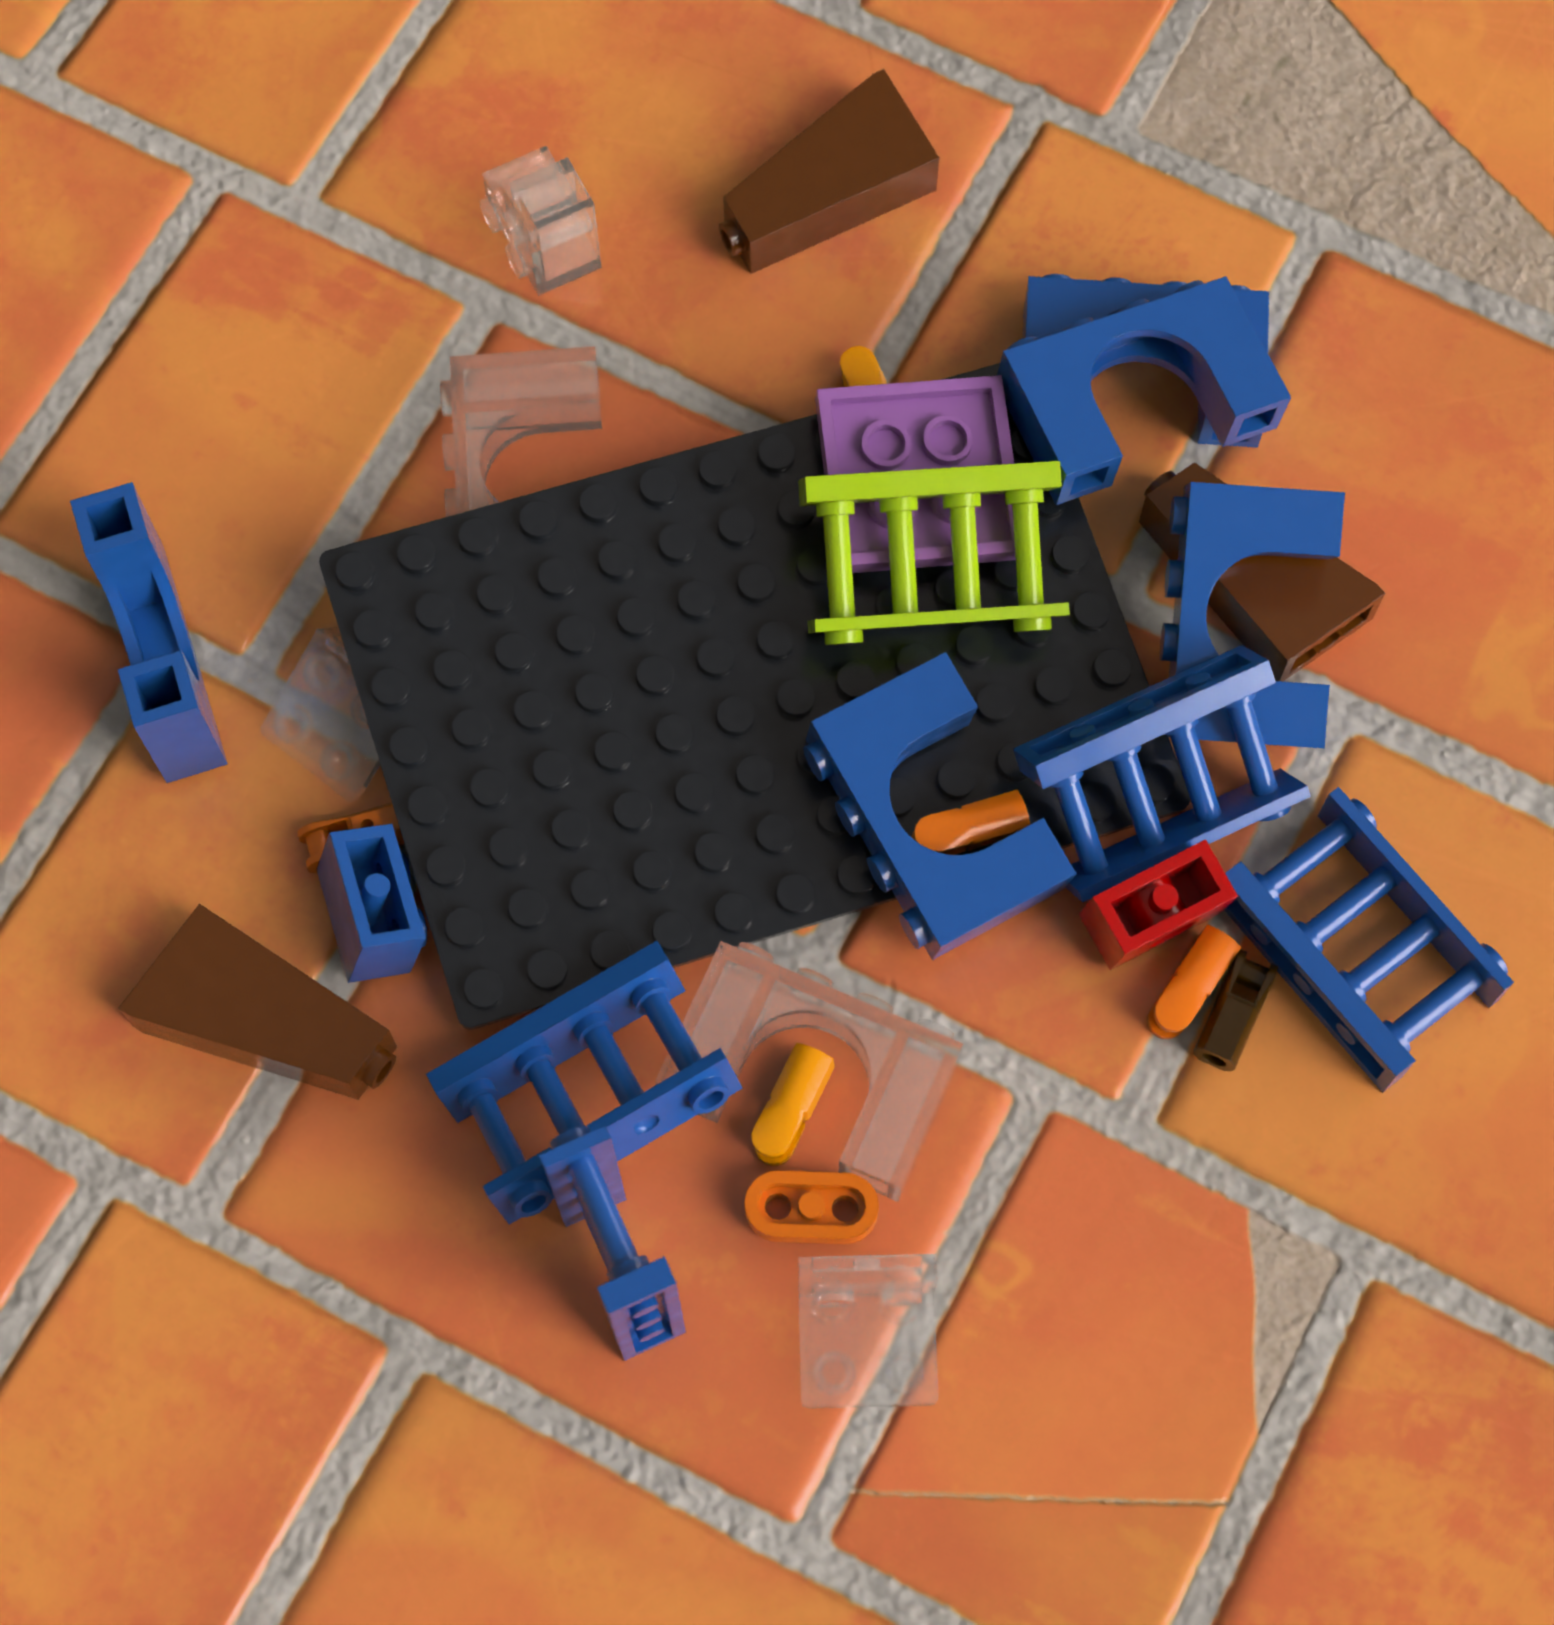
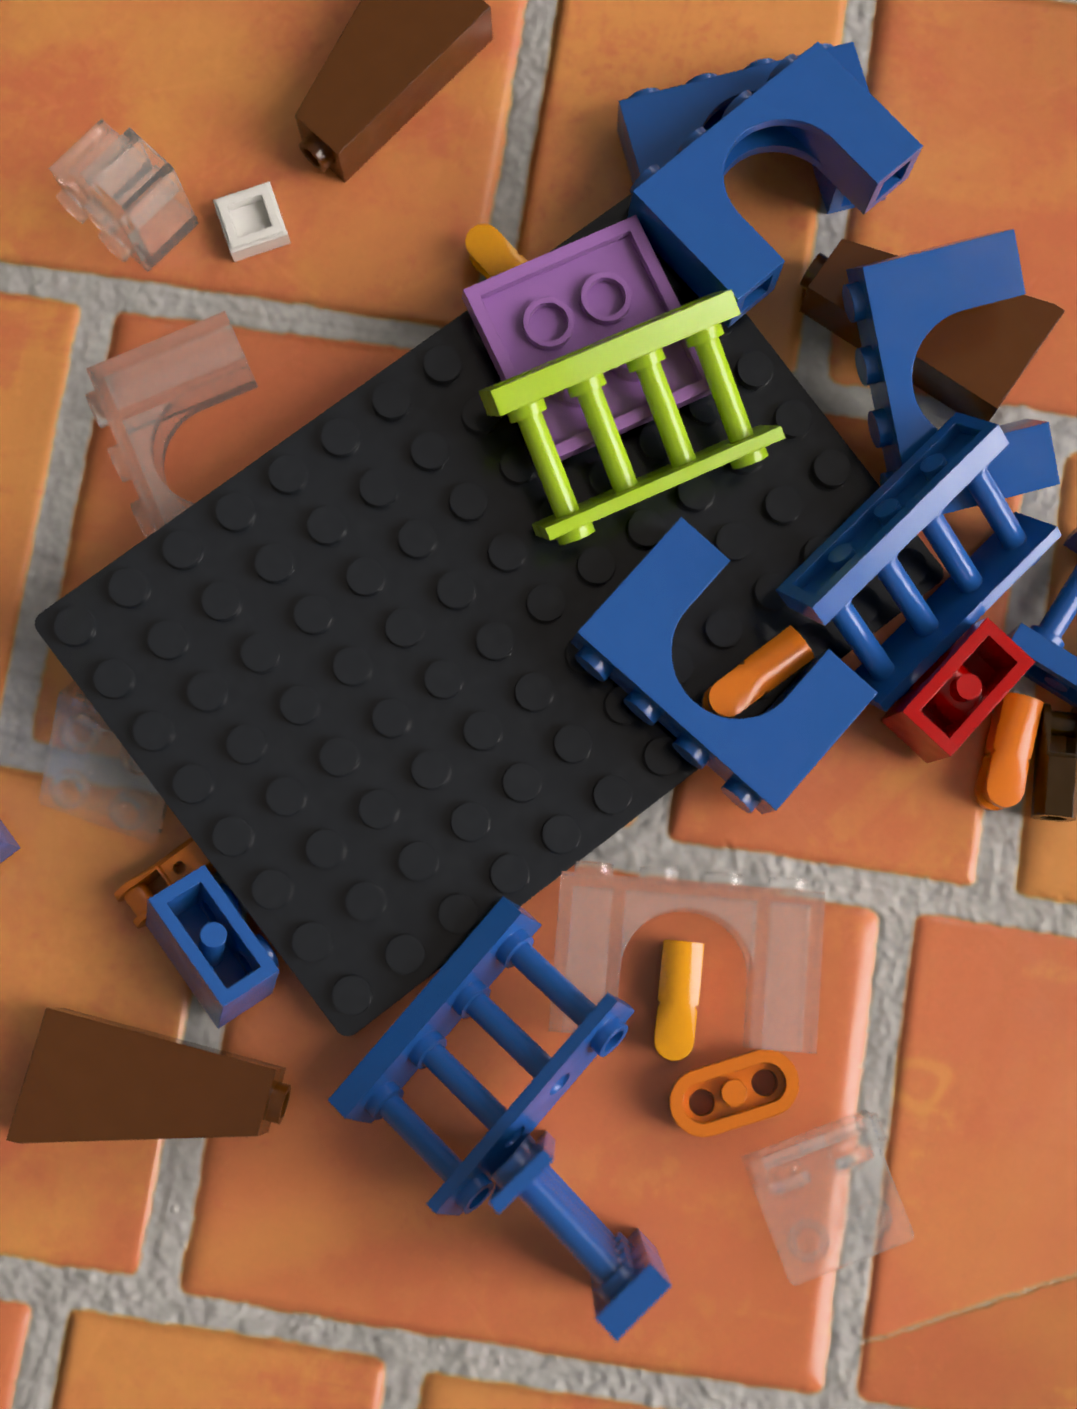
camera: 15 degrees left, 10 degrees up
(650, 280) = (251, 221): none -> white tile

